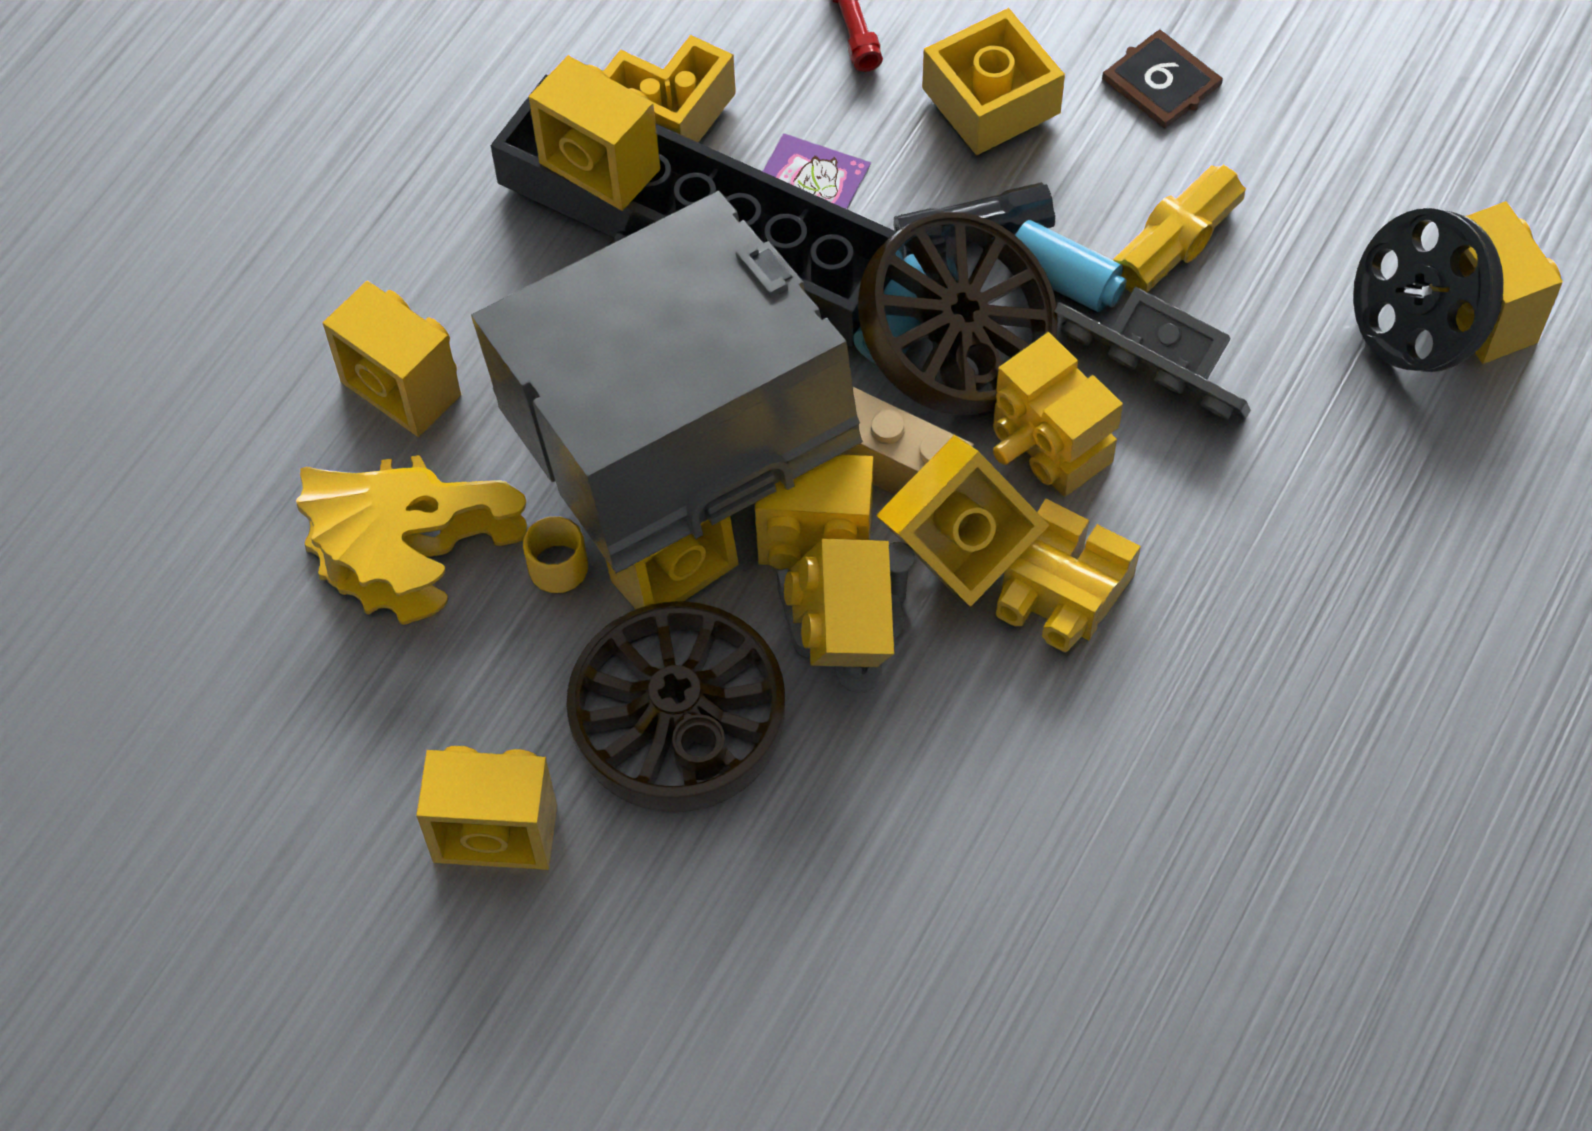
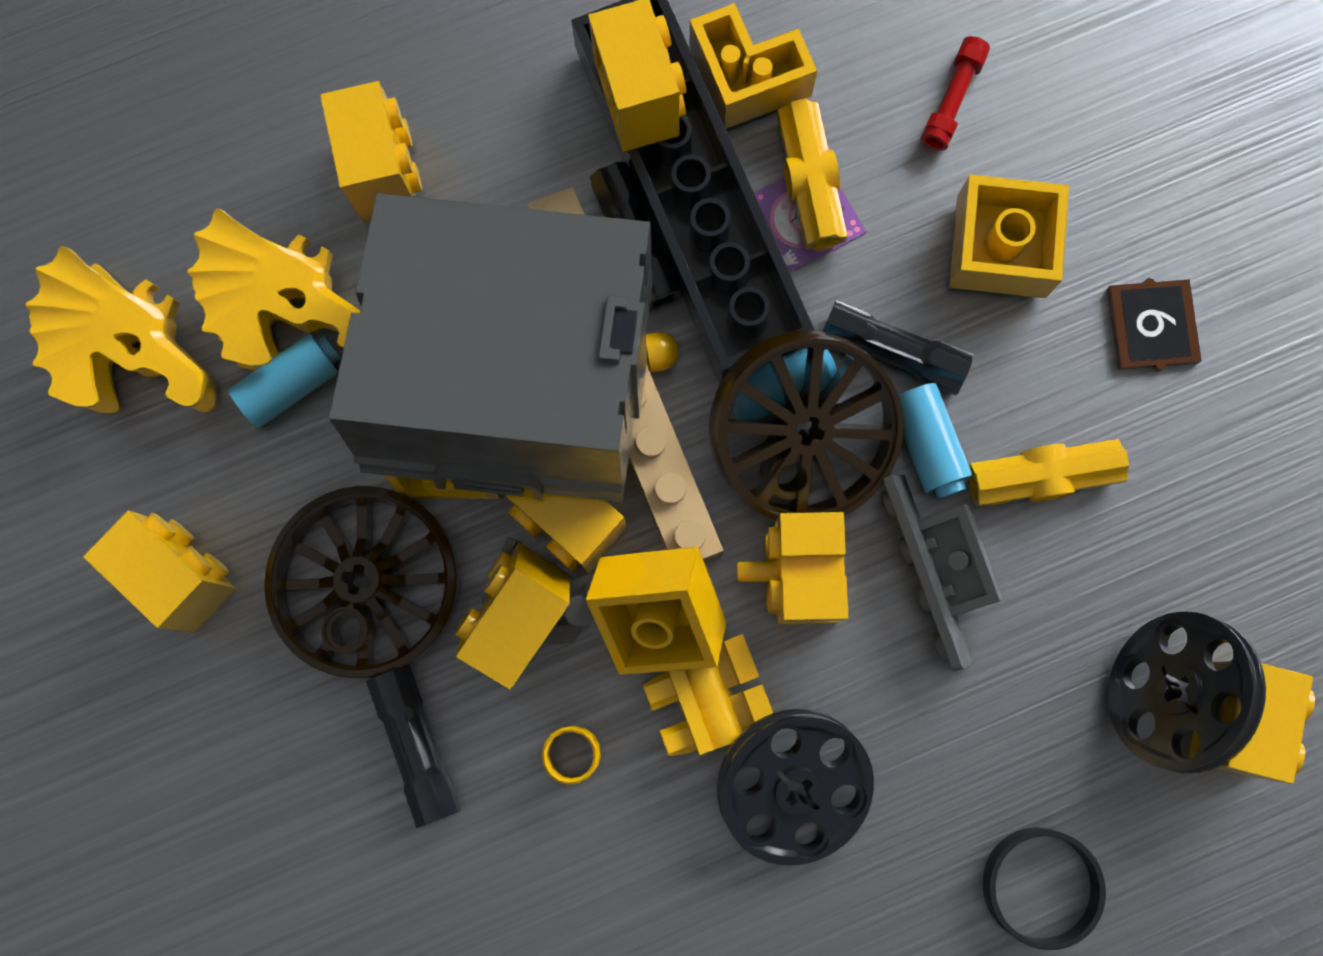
camera: 40 degrees right, 20 degrees up
(254, 651) = (91, 321): none -> yellow animal
(461, 594) = (286, 379): none -> medium azure brick
(790, 145) = (811, 175): none -> yellow piece
(875, 821) = (424, 779): none -> black axle
(985, 681) = (547, 759): none -> yellow piece
(1178, 598) = (788, 808): none -> black wedge
(1480, 484) = (1097, 891): none -> black tyre

